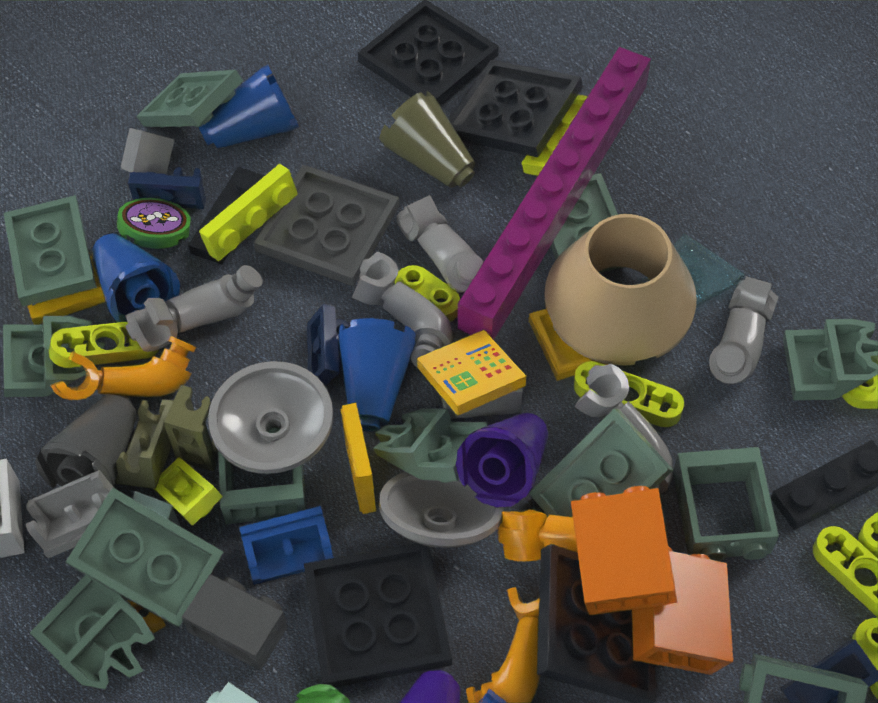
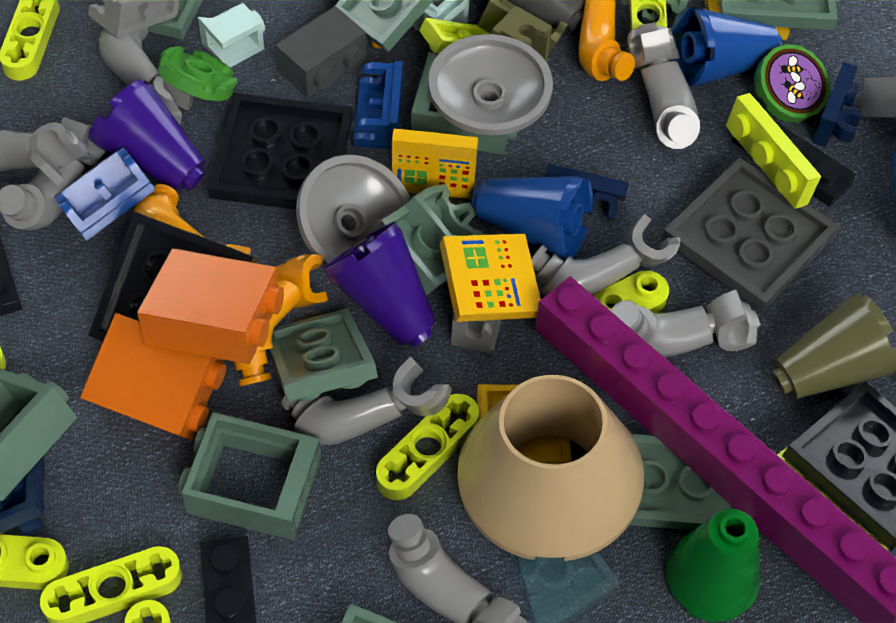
camera: 105 degrees right, 0 degrees up
(642, 175) = (717, 567): none -> green cone

